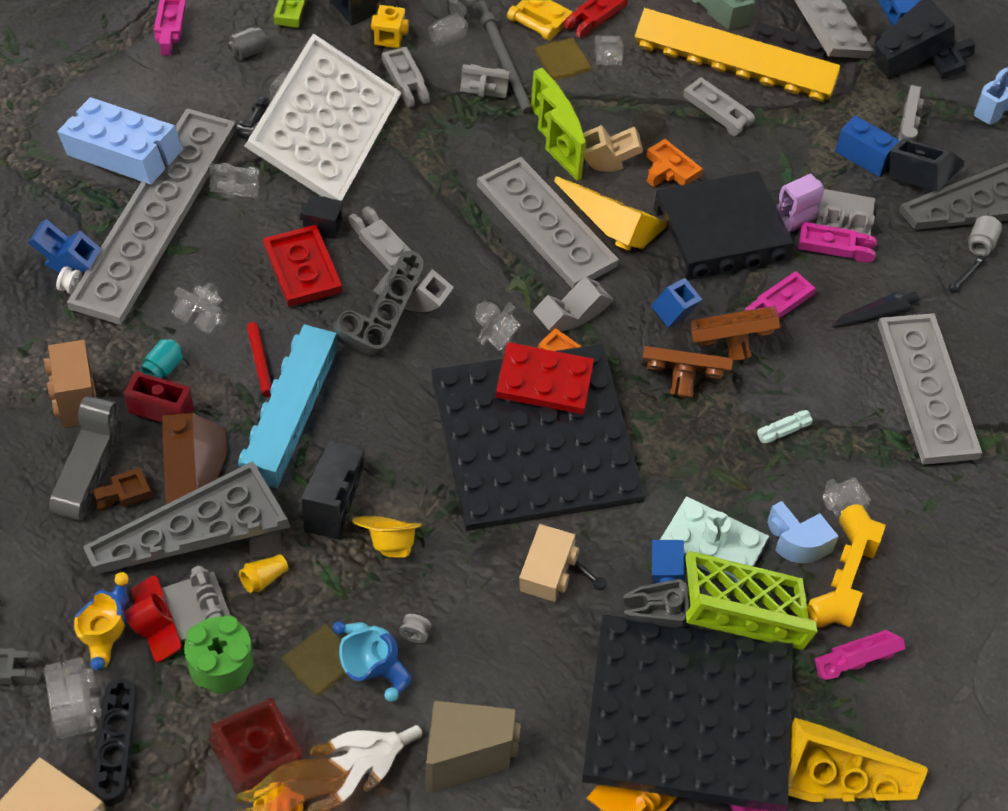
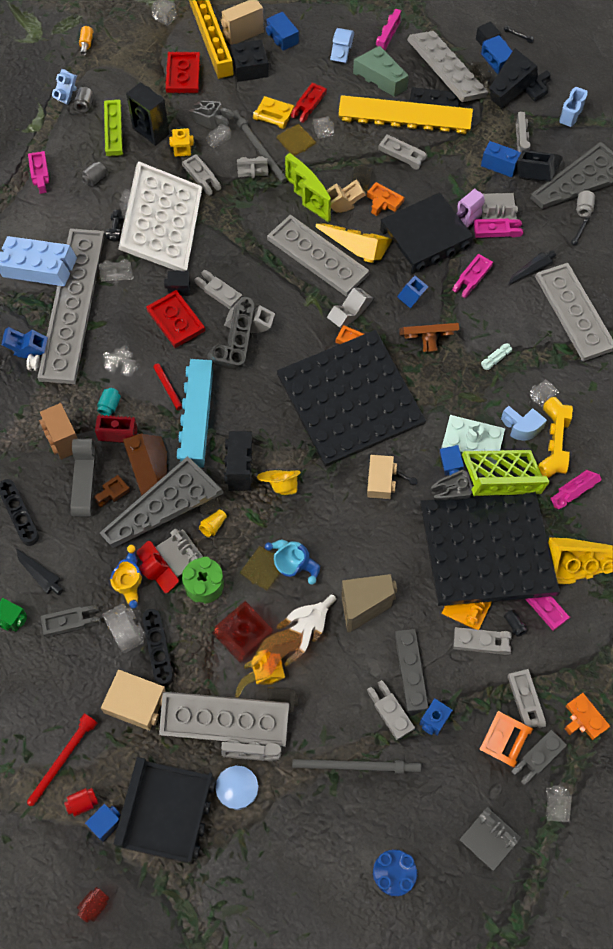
camera: 10 degrees left, 10 degrees up
(415, 628) = (313, 535): light grey bush -> none
(497, 326) = (310, 332): clear hips -> none
(544, 378) = (347, 360): red plate -> none
(736, 329) = (453, 300): dark orange plate -> none

